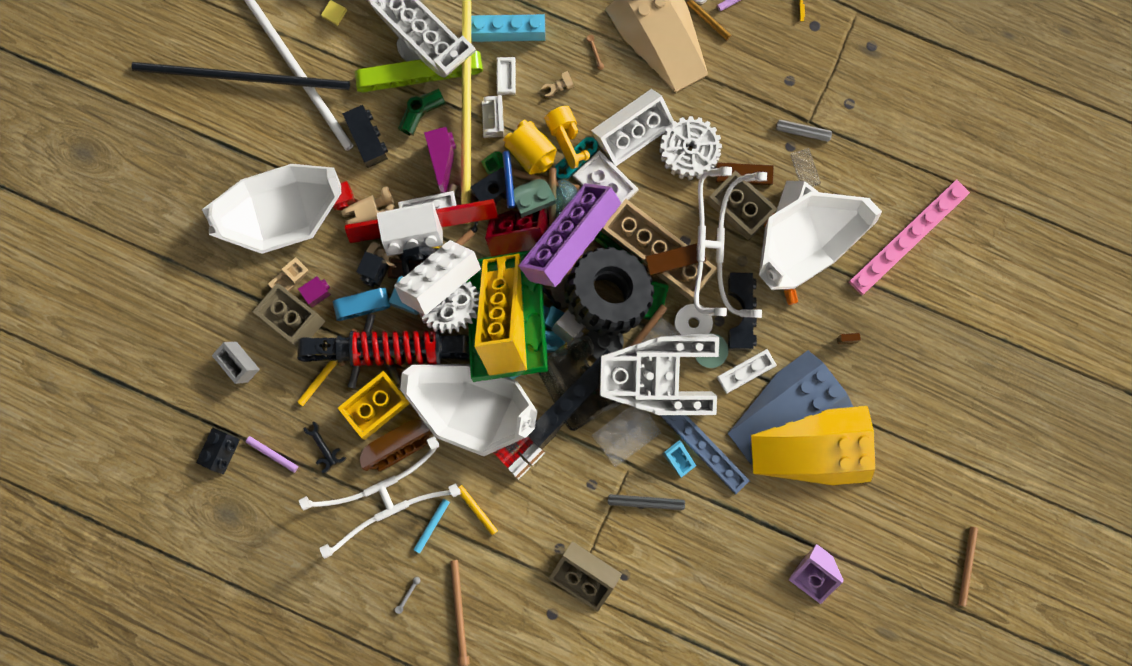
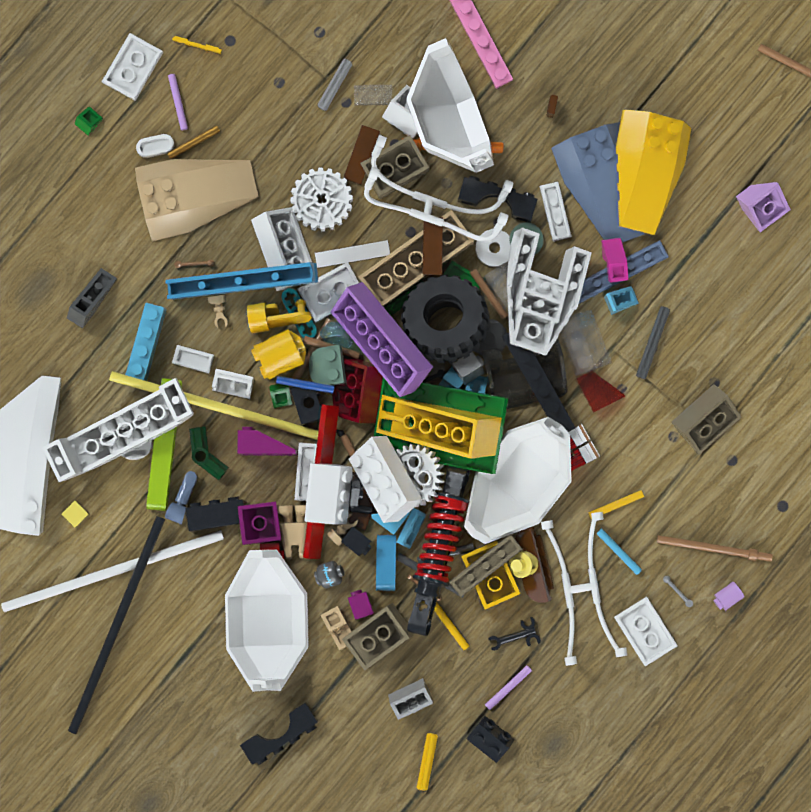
camera: 75 degrees left, 5 degrees up
(158, 235) = (258, 747): none -> black arch
(181, 396) = (427, 761): none -> yellow axle
(336, 254) = (329, 574): none -> dark grey head
(359, 97) = (177, 510): none -> sand blue piece
(359, 574) = (645, 631): none -> white tile
(365, 174) = (259, 523): none -> magenta slope
(379, 396) = (485, 565): none -> dark tan tile
(391, 431) = (523, 564): none -> light yellow piece
(400, 318) = (411, 528): none -> medium azure tile
(414, 647) = (728, 596): none -> lavender brick
(582, 461) = (598, 391): none -> clear red slope
(590, 95) = (242, 280): none -> dark azure tile
(647, 192) = (352, 254): none -> white sticker
(716, 441) = (616, 259): none -> dark pink slope

